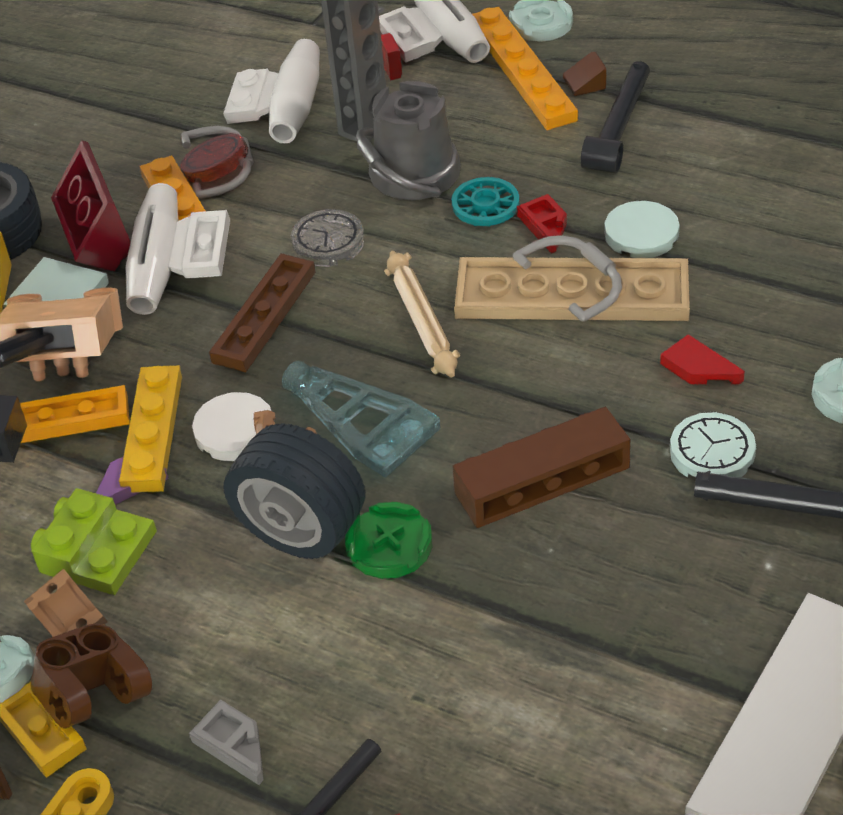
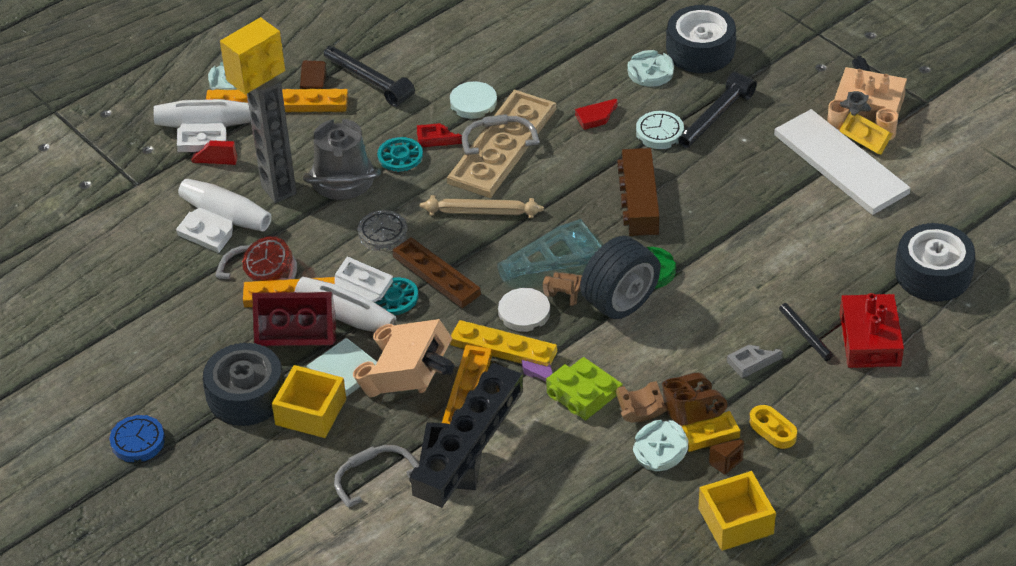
camera: 70 degrees left, 0 degrees up
(205, 292) = (396, 296): none -> teal wheel

